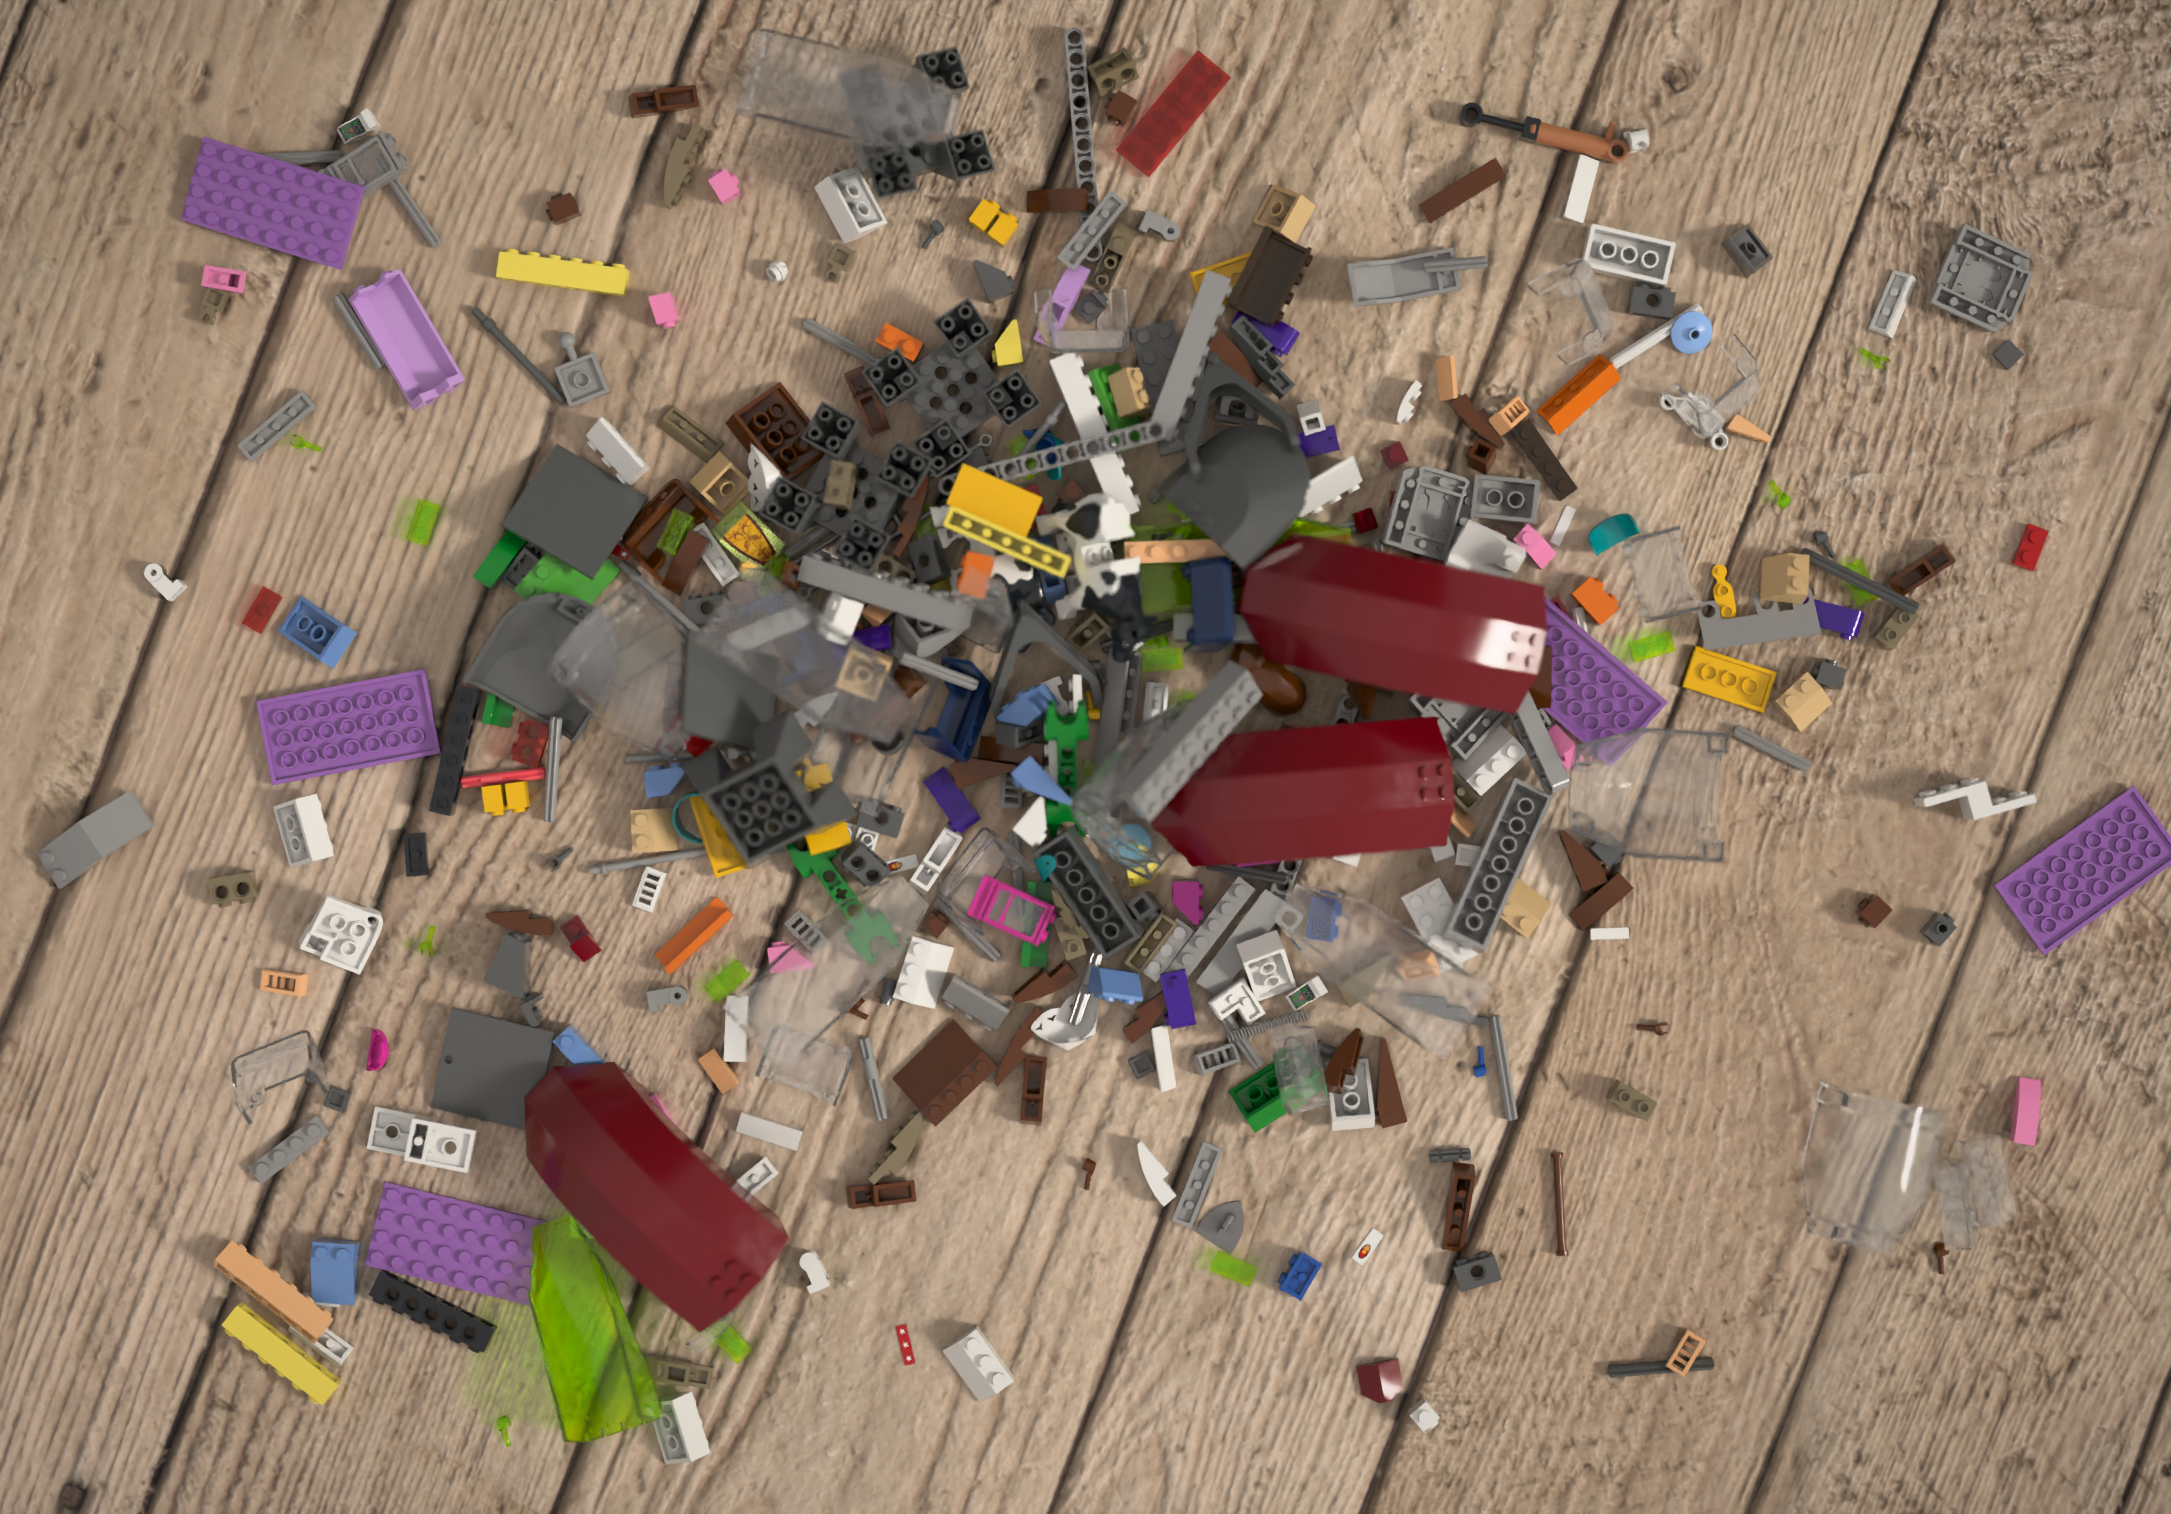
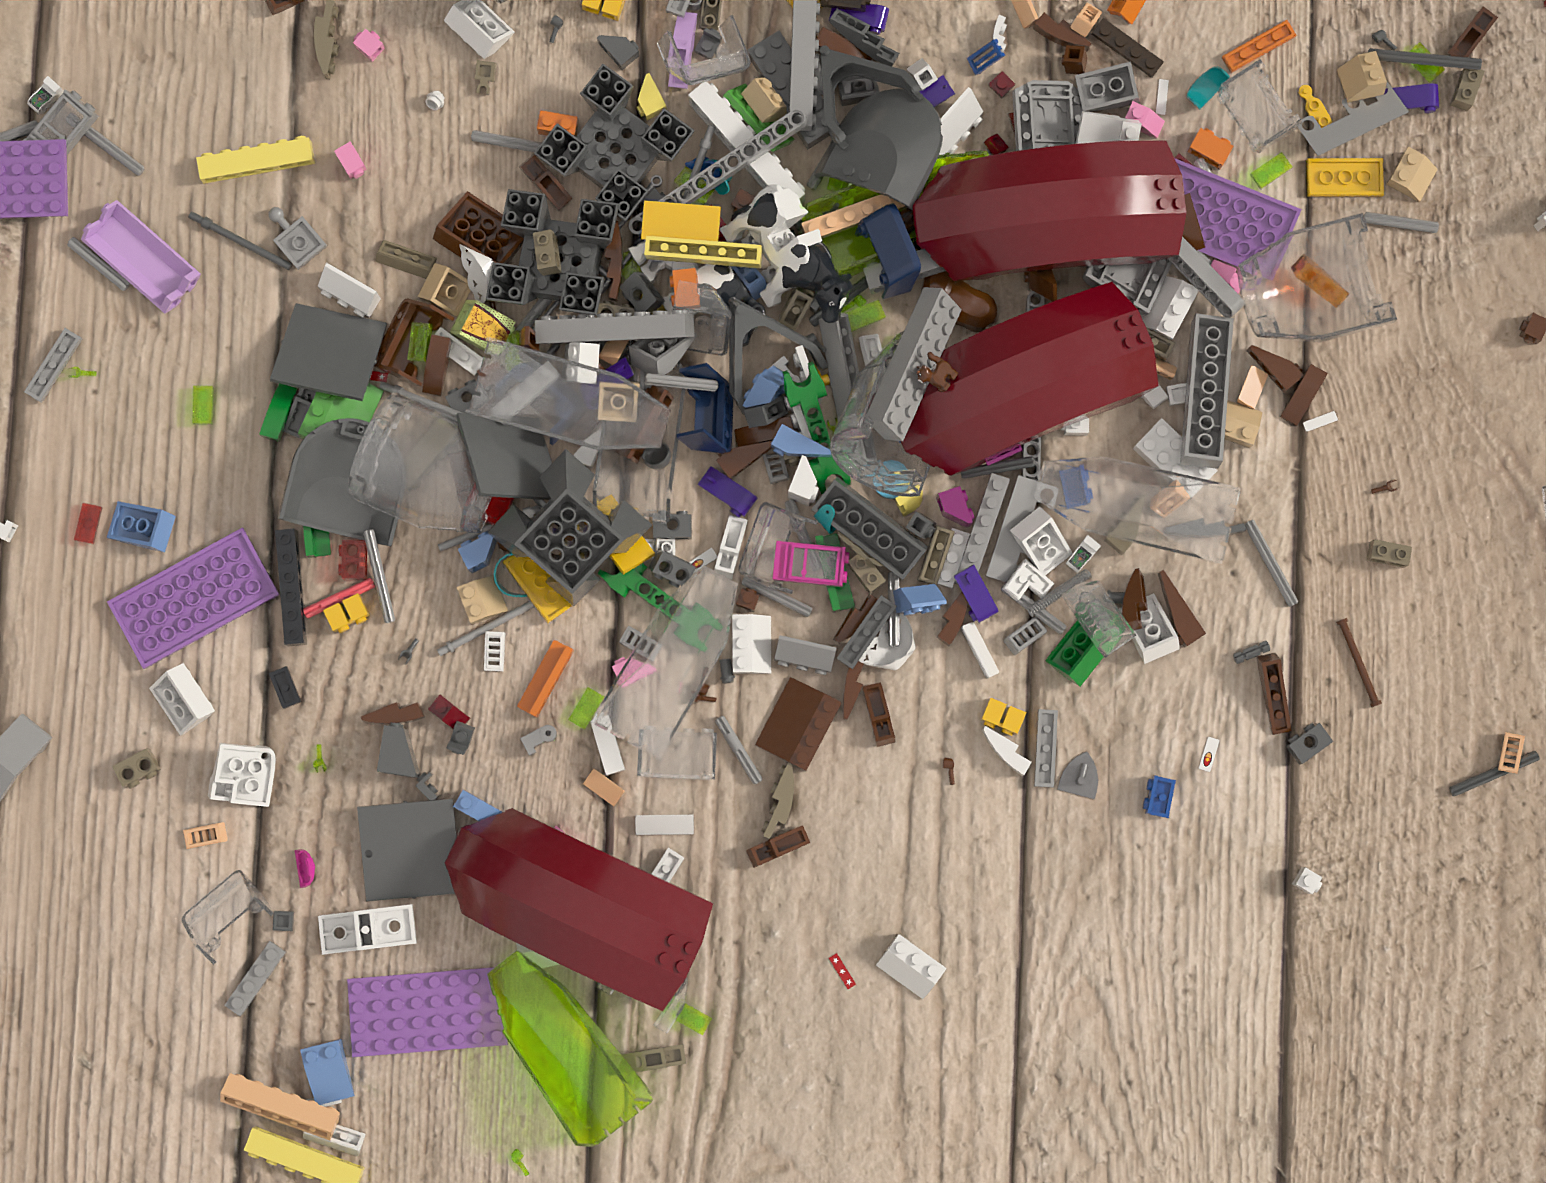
camera: 25 degrees left, 5 degrees down
(381, 1294) = (375, 1065): black brick -> none
(562, 208) = (238, 106): reddish brown brick -> none
(584, 970) = (460, 738): none -> dark grey bracket
(680, 1430) = (672, 1109): white slope -> none
(813, 1266) = (746, 934): white leg -> none
(1047, 1002) = (866, 632): none -> dark grey plate
(1141, 1064) = (963, 662): dark grey tile -> none
(1172, 1142) = (1012, 719): none -> yellow piece
(1210, 764) = (937, 375): none -> reddish brown animal
(1233, 1268) = (1101, 810): clear neon green plate -> none
(1380, 1380) = (1259, 864): dark red slope -> none
(1399, 419) = (997, 50): none -> blue tile
(1480, 1070) = (1252, 571): blue hand -> none
(1549, 874) = (1252, 387): none -> light nougat slope
(1606, 854) = (1294, 351): dark grey brick -> none
(1659, 785) = (1319, 280): none -> clear orange slope
(1686, 505) = (1259, 46): none -> orange tile
(1784, 499) = (1338, 15): clear neon green hand -> none
(1828, 674) = (1427, 144): dark grey brick -> none

